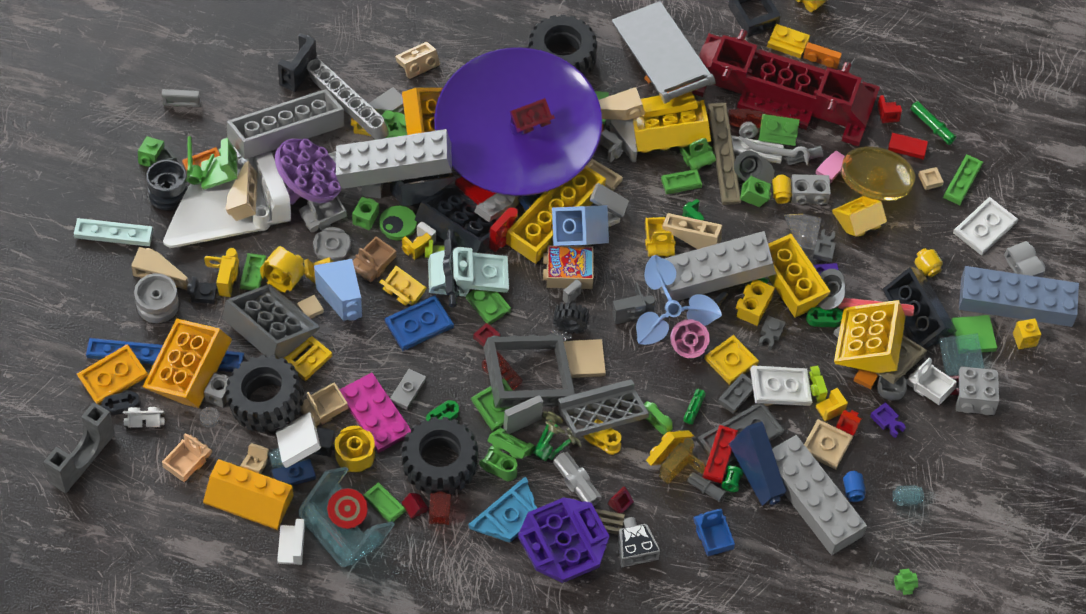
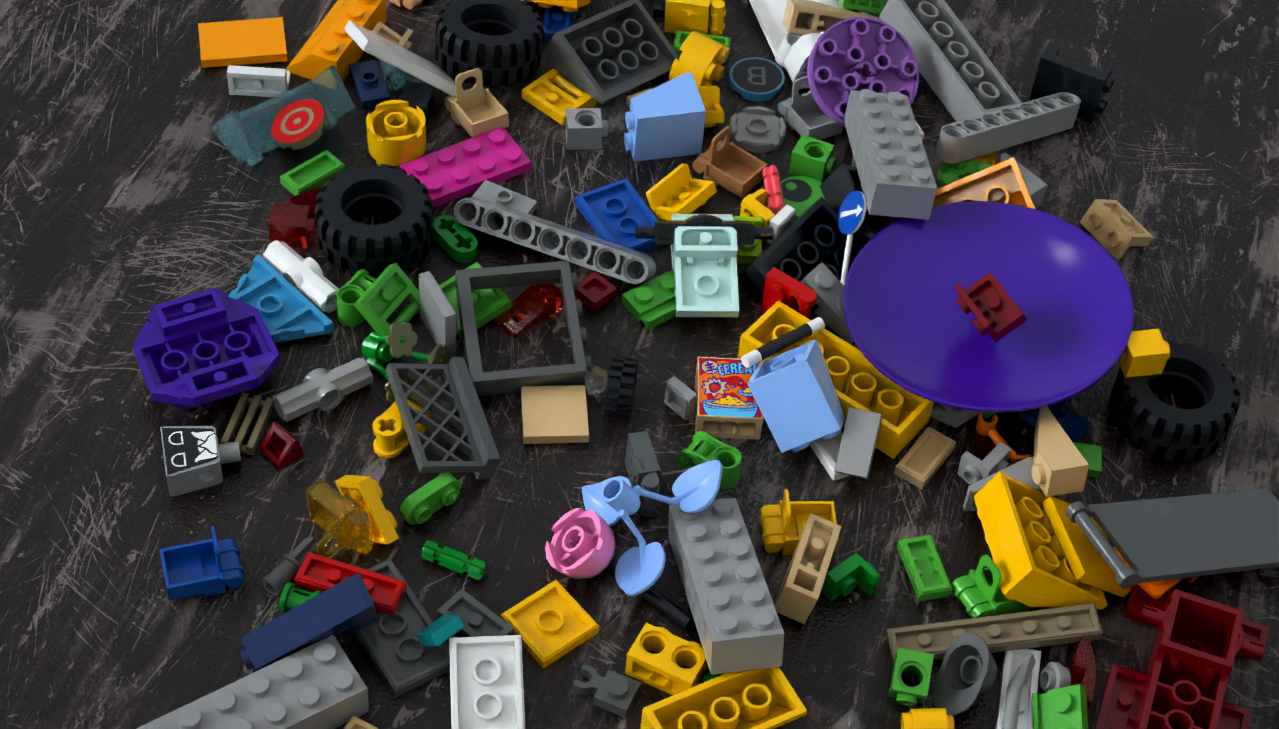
camera: 90 degrees right, 10 degrees down
(250, 558) = (242, 42): none -> light orange tile
(283, 236) = (756, 79): none -> tile
(341, 348) = (584, 128): none -> light grey brick
(396, 235) = (773, 188): none -> coral axle
(440, 185) = (849, 221): none -> piece
(447, 356) = (540, 239): none -> light grey beam
(483, 498) = (303, 275): none -> white piece
(544, 230) = (782, 342): none -> black bar
(551, 46) = (1144, 354): none -> yellow brick
(615, 279) = (711, 450): none -> bright green piece
(751, 405) = (440, 630): none -> teal tile

